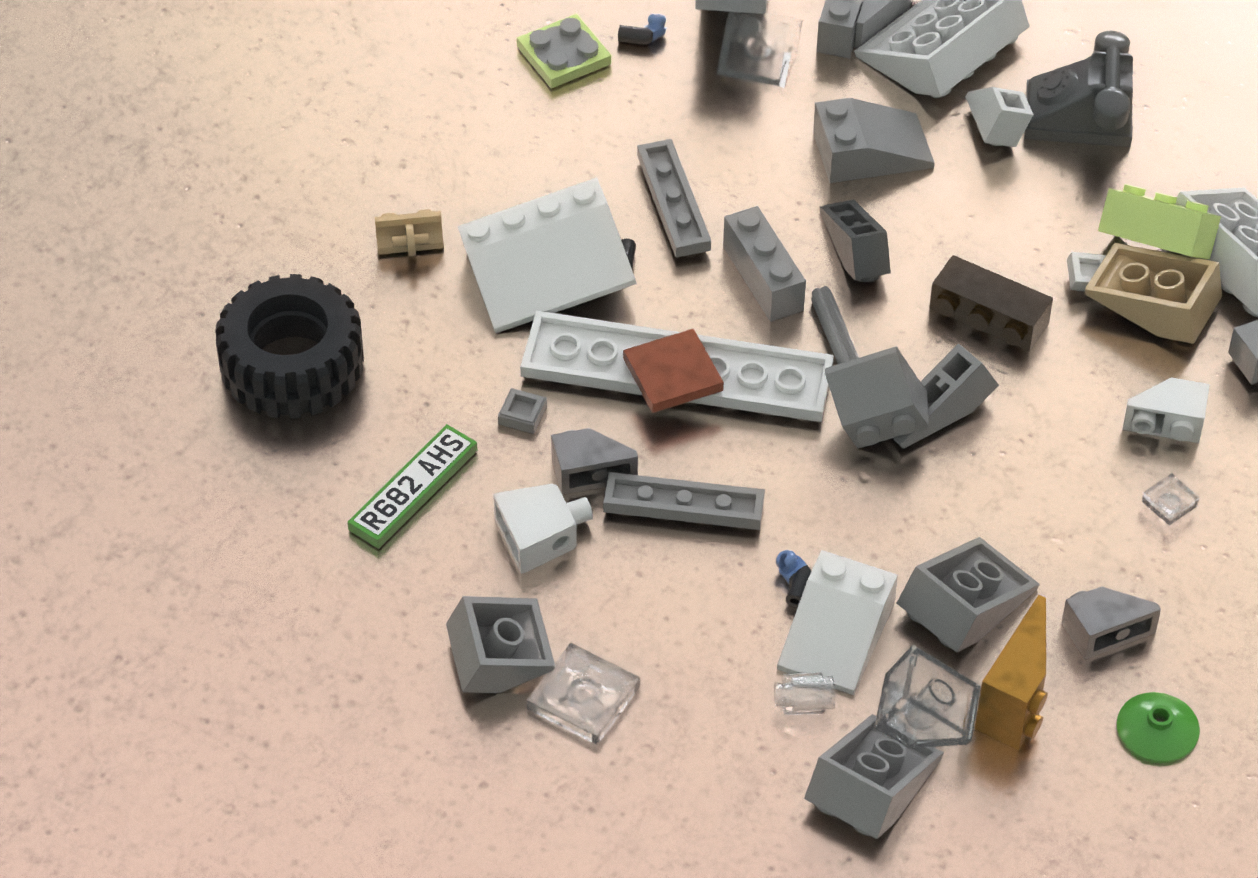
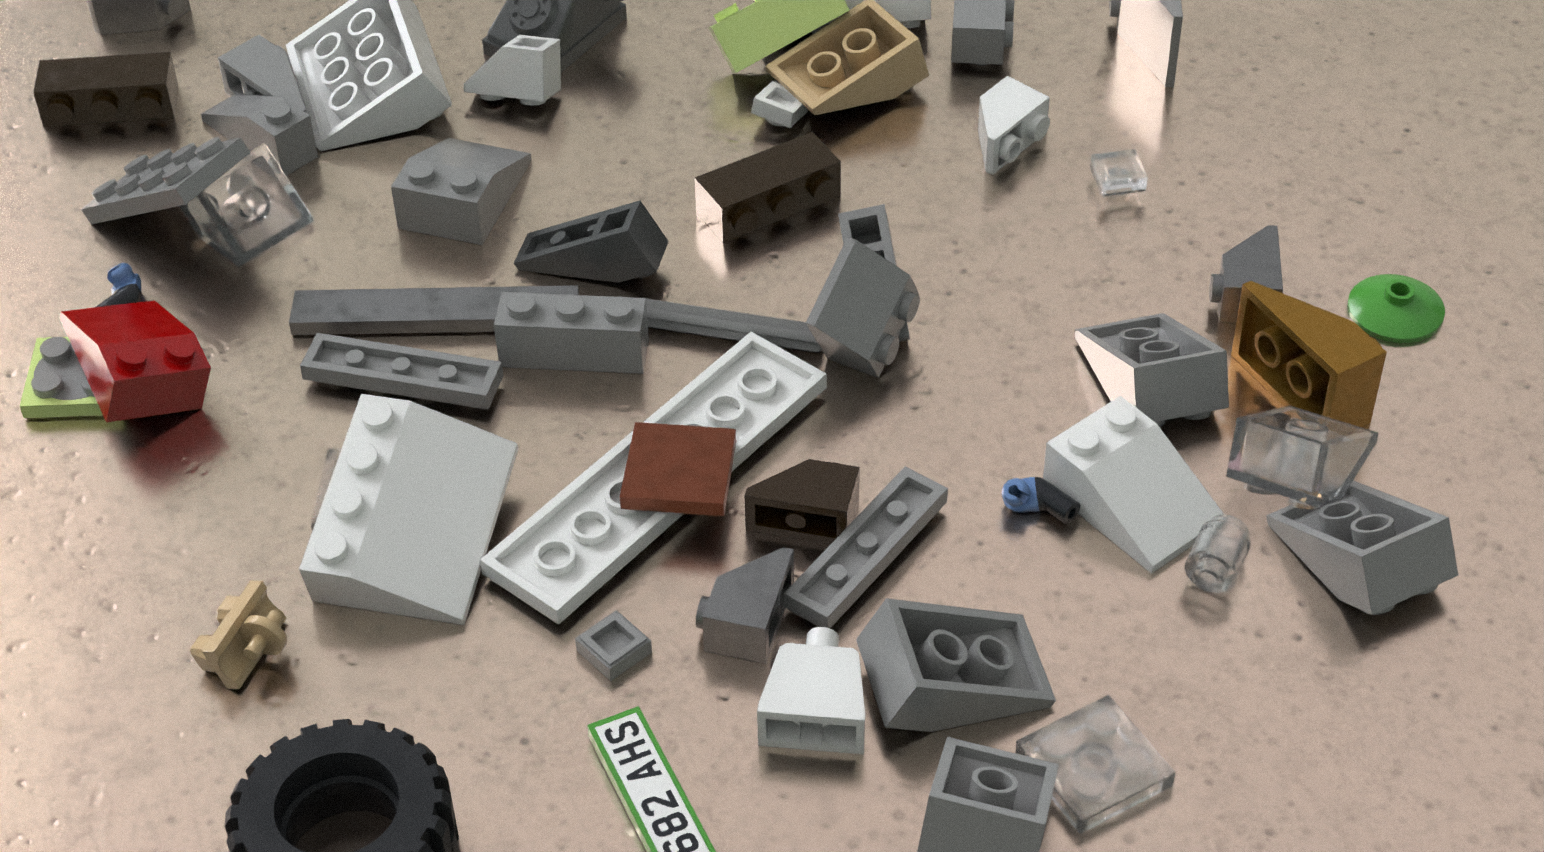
camera: 60 degrees left, 5 degrees down
(582, 64) = (138, 359): none -> red slope
(609, 585) = (950, 665): none -> light grey slope
(701, 450) = (805, 501): none -> dark brown slope
(741, 181) = (403, 309): none -> flat silver tile

